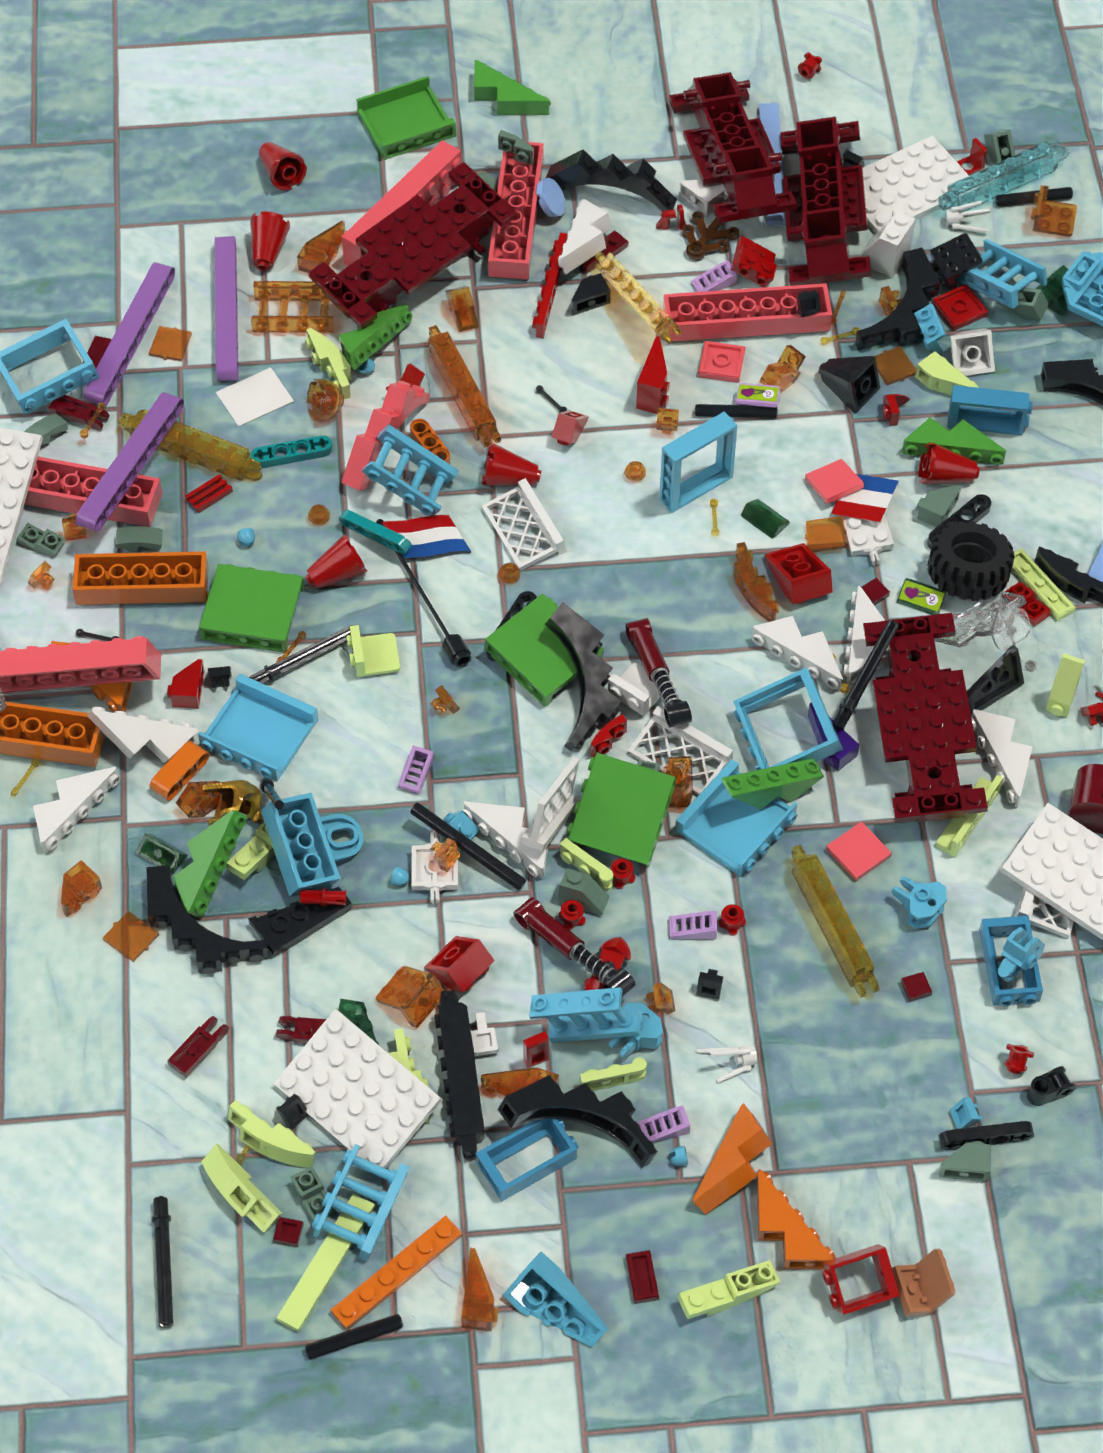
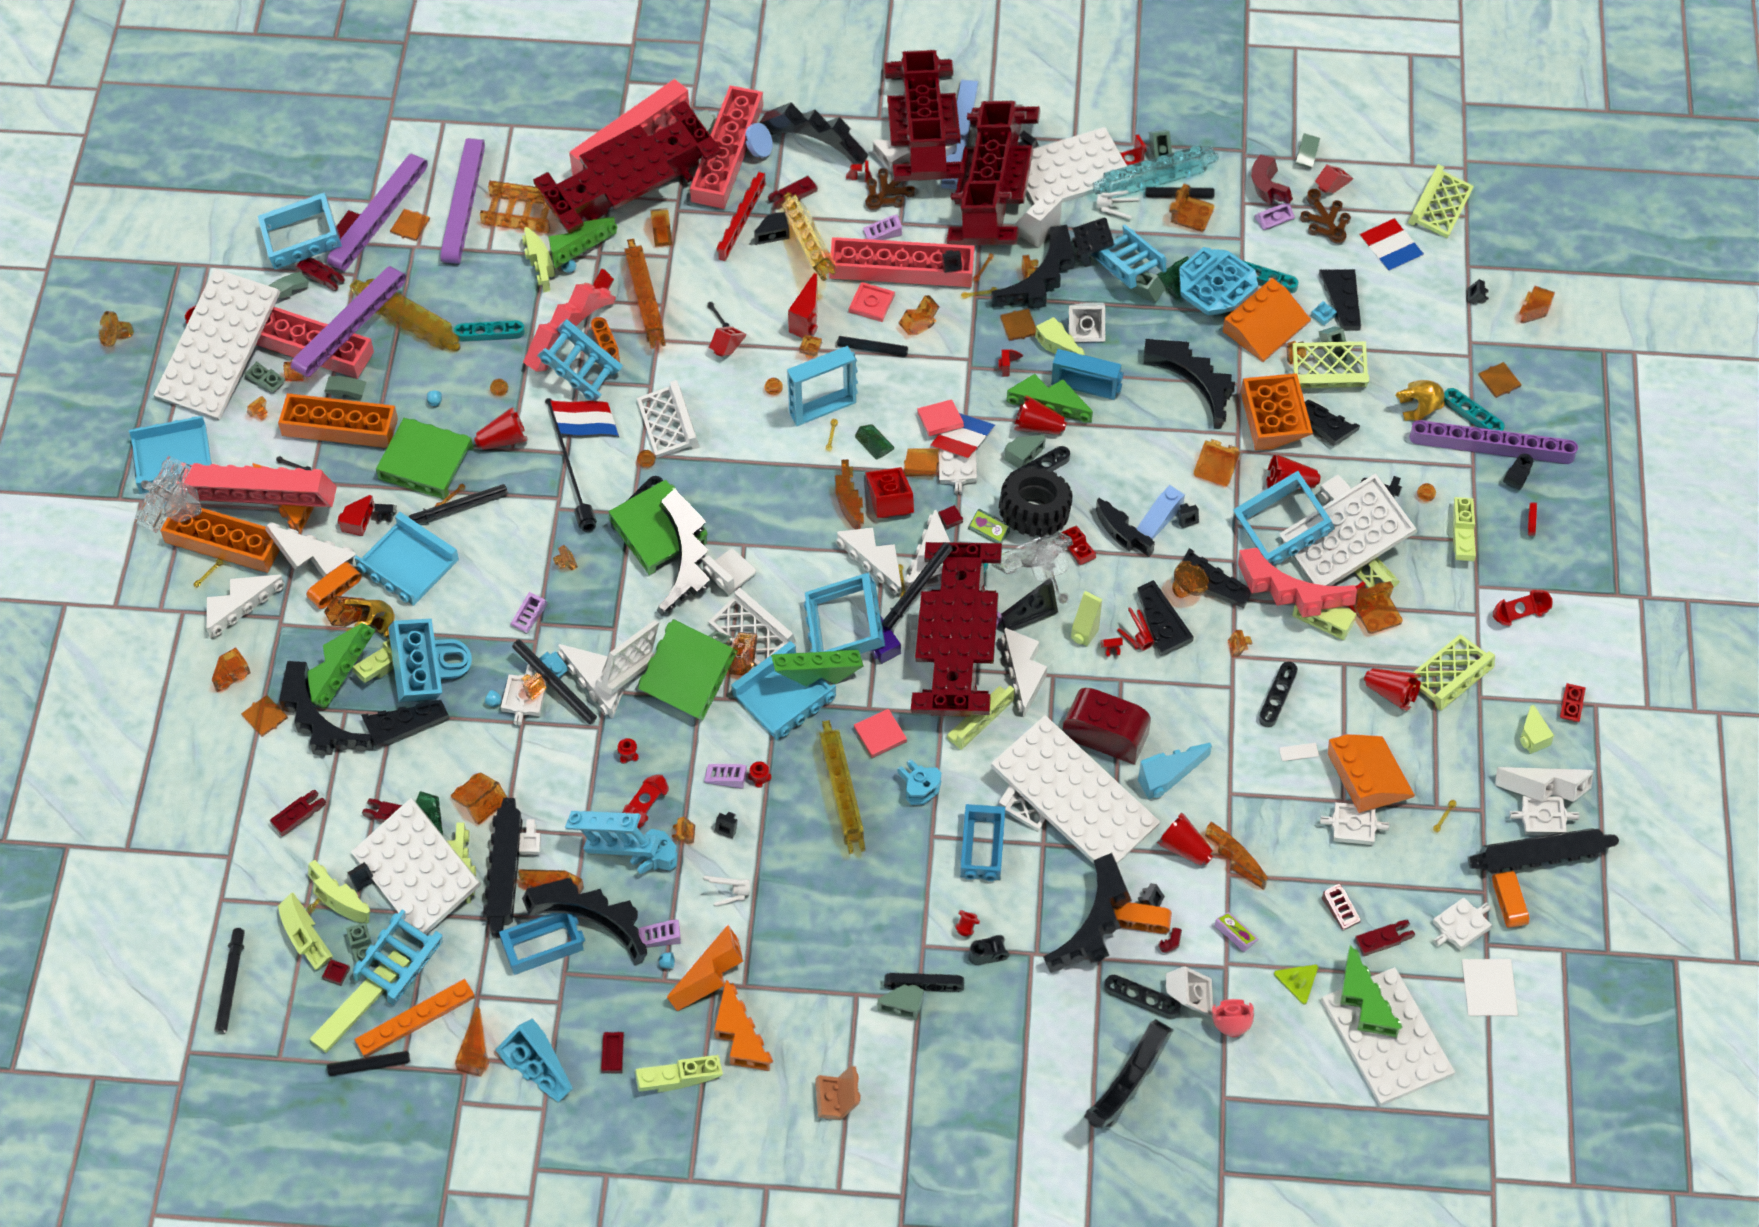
camera: 10 degrees right, 0 degrees up
(84, 432) = (319, 292): clear orange hinge -> none
(160, 852) = (303, 650): clear green slope -> none
(206, 491) = (411, 354): red tile -> none
(254, 396) = (470, 279): white sticker -> none
(267, 238) = (510, 144): red cone -> none
(267, 787) = (400, 609): black bar -> none
(282, 166) = (537, 84): red cone -> none
(321, 248) = (554, 159): clear orange slope -> none
(323, 897) = (425, 706): red axle -> none
(324, 399) = (526, 290): clear orange cylinder -> none
(373, 653) = (515, 510): yellowish green bracket -> none
(375, 531) = (541, 408): teal beam -> none
(405, 118) = (653, 54): bright green panel -> none
(460, 963) = (525, 777): red slope -> none
(508, 468) = (664, 369): red cone -> none
(510, 95) = (746, 44): bright green slope -> none
(511, 143) = (739, 95): sand green slope -> none
(534, 917) = (595, 748): piece -> none
(536, 1049) = (568, 855): red tile -> none
(584, 889) = (641, 732): sand green slope -> none
(585, 237) = (778, 178): white slope -> none
(586, 864) = (649, 711): yellowish green plate -> none
(613, 730) = (687, 611): red slope -> none
(615, 1075) = (629, 887): yellowish green plate -> none
(622, 873) = (677, 722): red brick -> none
(641, 636) = (747, 559): piece -> none
(754, 262) = (919, 218): red plate -> none
(758, 395) = (894, 335): slope -> none
(810, 66) = (1013, 51): red brick -> none
(851, 379) = (977, 332): black slope -> none
(884, 1272) = (808, 1080): red window -> none
(916, 986) = (899, 852): dark red tile -> none
(931, 328) = (1056, 297): medium azure bracket -> none
(959, 307) = (1089, 281): red tile -> none
(965, 1113) = (911, 961): medium azure tile -> none
(1019, 954) = (985, 836): medium azure hinge -> none
(1040, 583) = (1094, 530): yellowish green tile -> none

